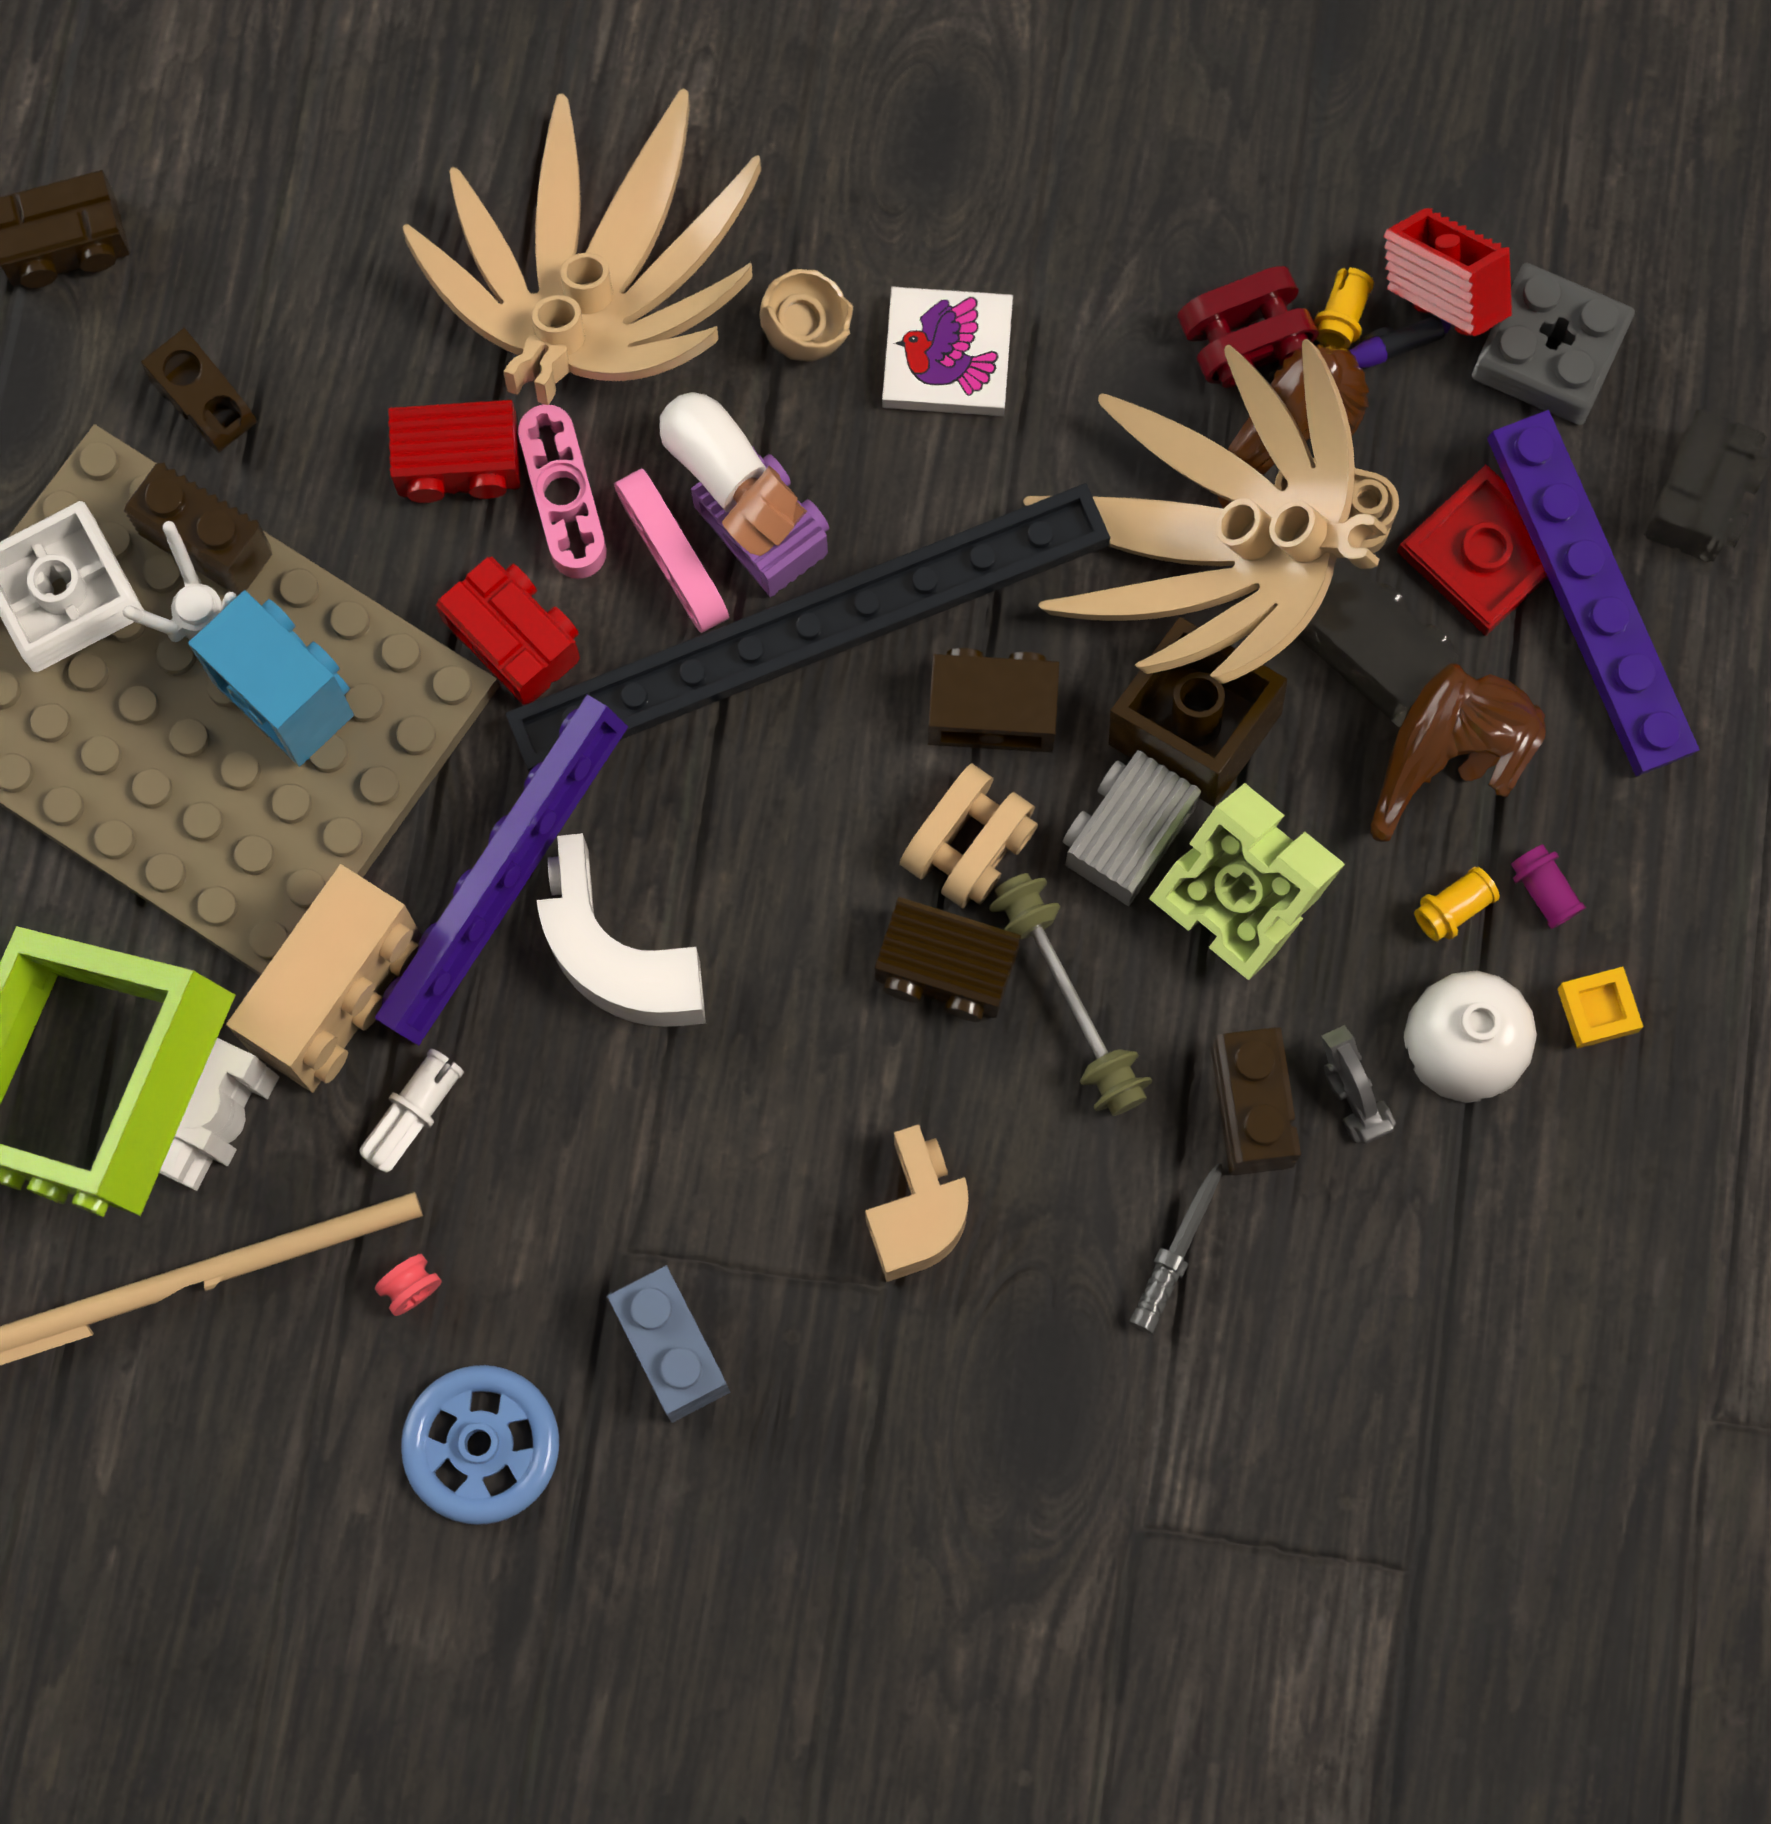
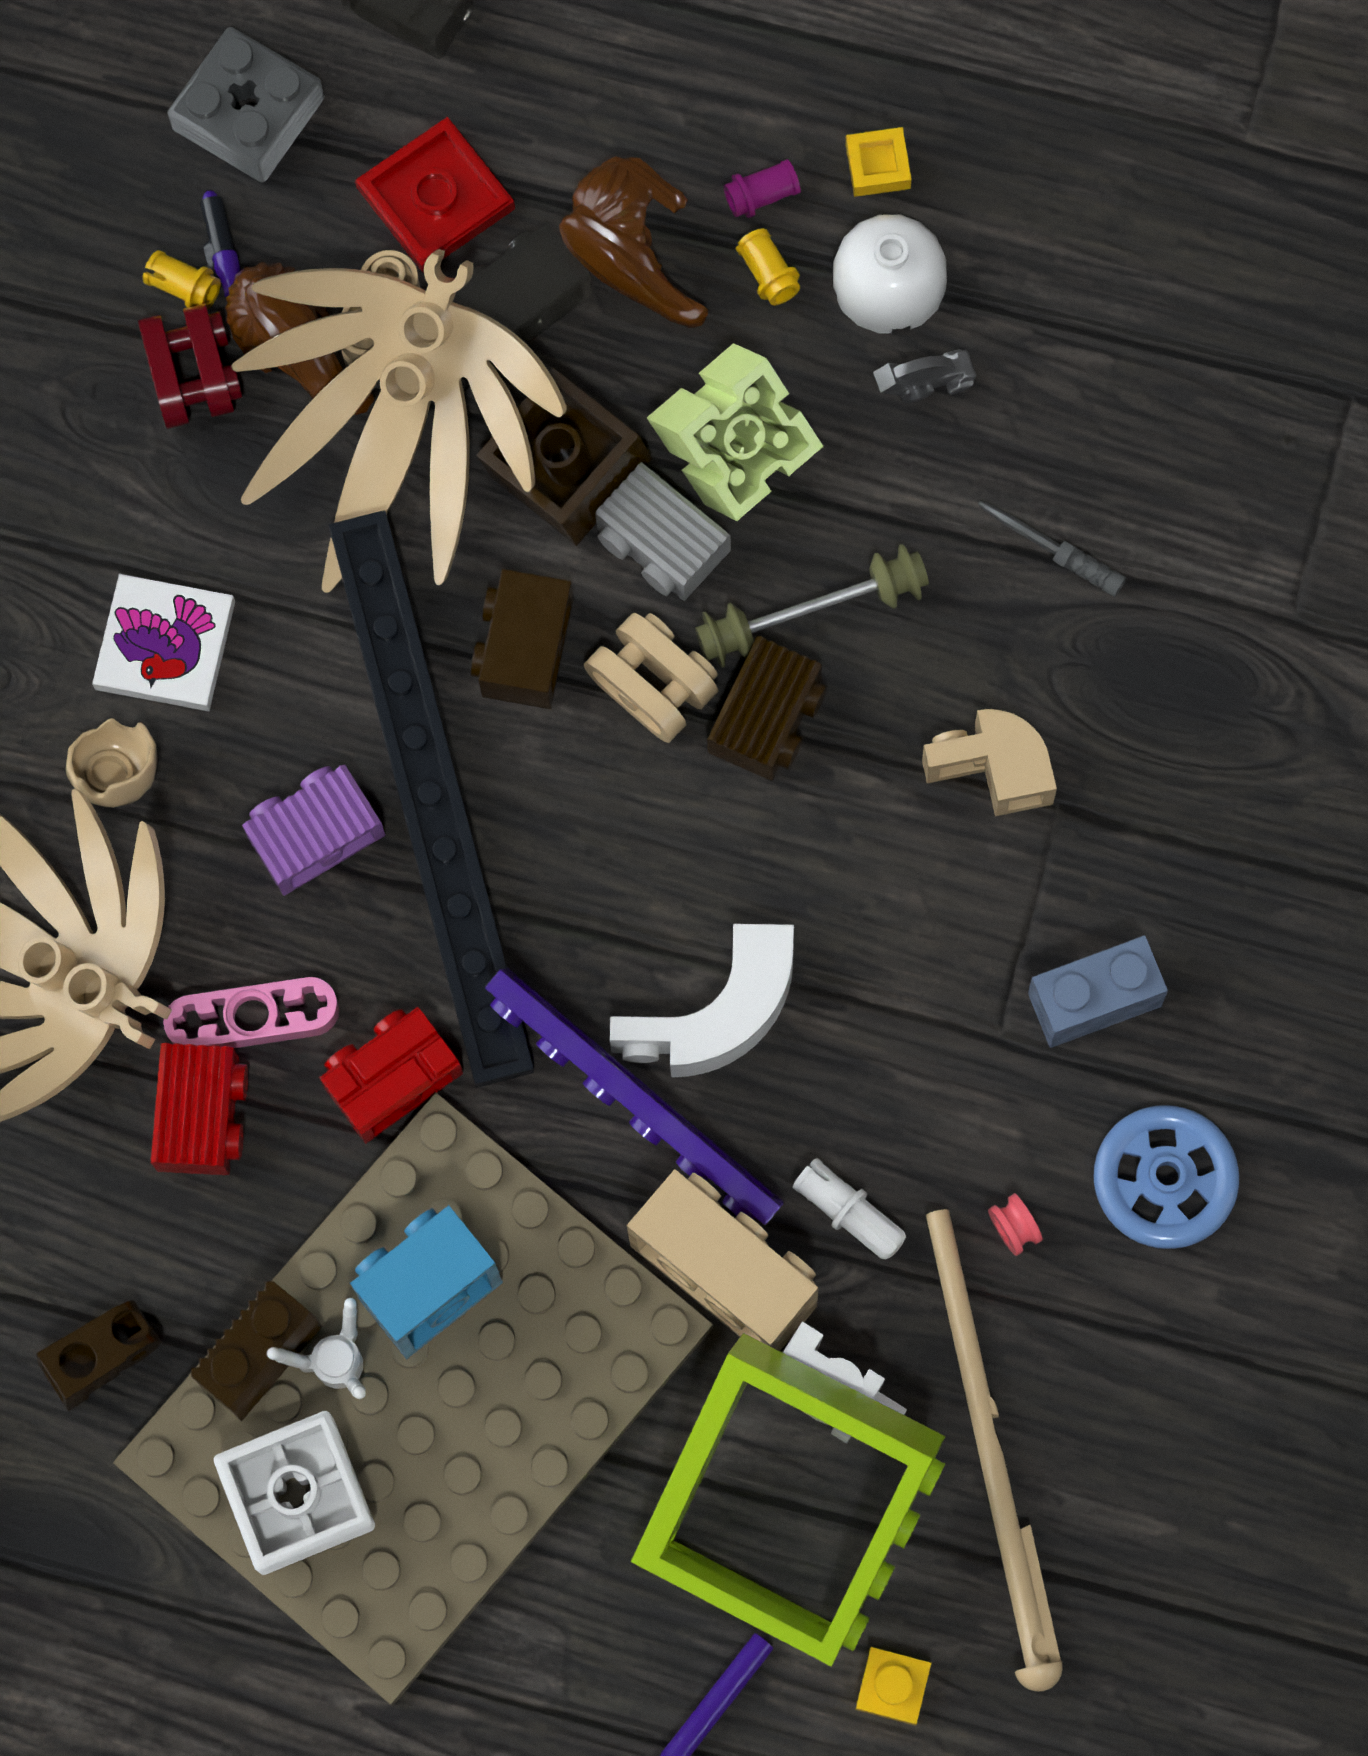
camera: 80 degrees left, 0 degrees up
(671, 550) = (330, 916): bright pink beam -> none
(725, 463) = (267, 840): white piece -> none
(1255, 1101) = (932, 458): dark brown brick -> none
(1449, 271) = (172, 175): red brick -> none
(1592, 593) = (493, 107): dark purple plate -> none

